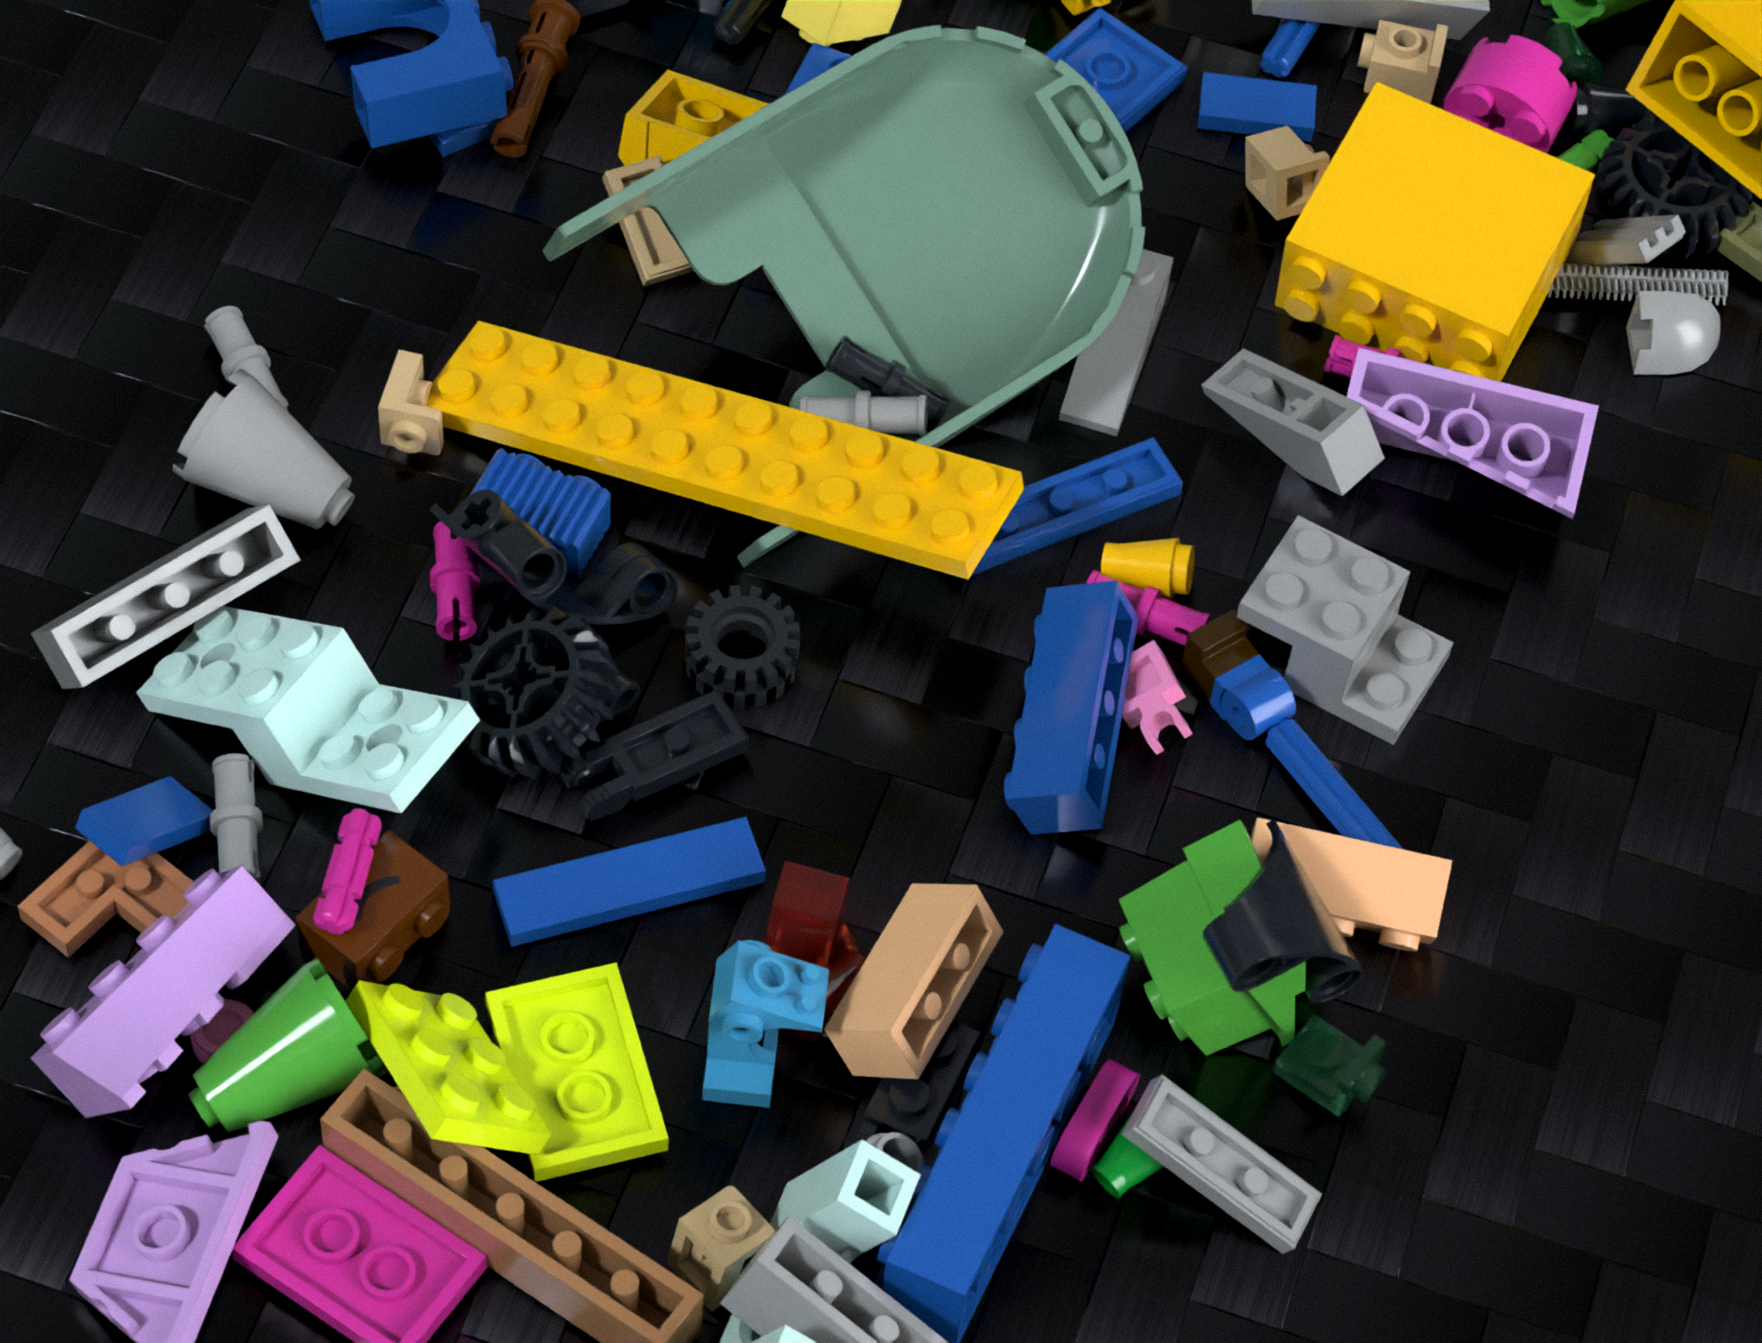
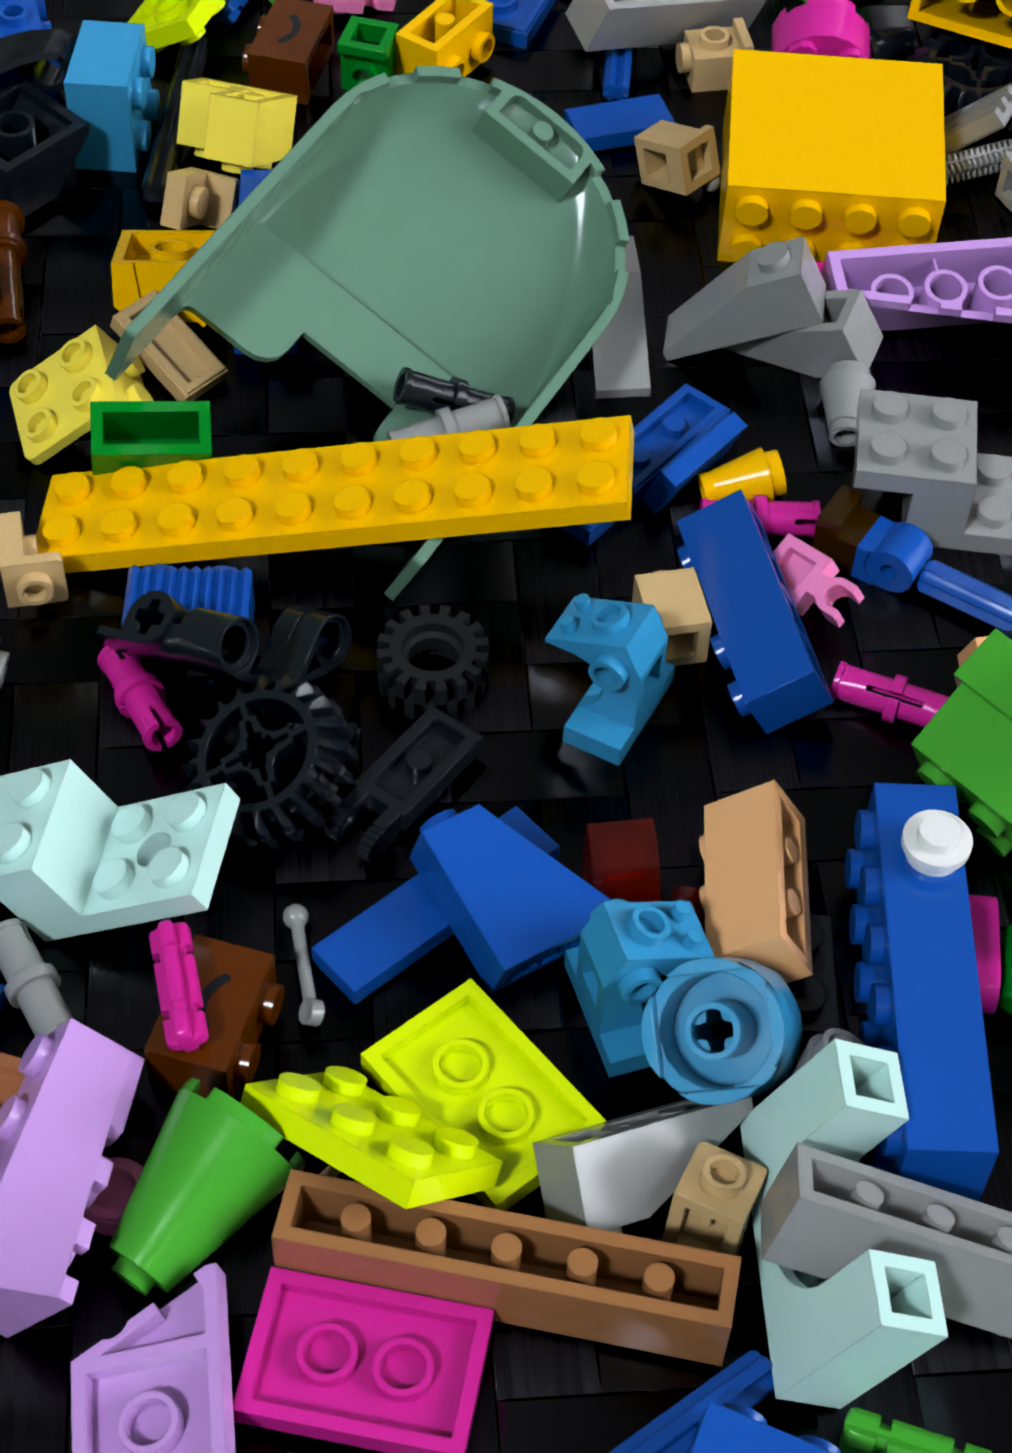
camera: 20 degrees left, 5 degrees down
(496, 847) = (311, 1009): none -> light grey hinge
(512, 242) = (56, 395): none -> light yellow bracket
(580, 316) = (148, 433): none -> green brick
(654, 1180) = (627, 1164): none -> light grey slope
(679, 895) = (501, 894): none -> blue slope
(758, 55) = (198, 198): none -> tan bracket
(801, 1094) = (717, 1069): none -> dark azure brick
(903, 704) = (627, 668): none -> dark azure tile
(992, 684) = (682, 611): none -> tan brick
(1071, 1001) = (936, 842): none -> white plate
(1109, 526) = (693, 460): none -> blue tile
(1138, 820) = (853, 683): none -> dark pink pin
(1254, 374) = (755, 298): none -> light grey slope
(1313, 498) = (840, 397): none -> light grey cone

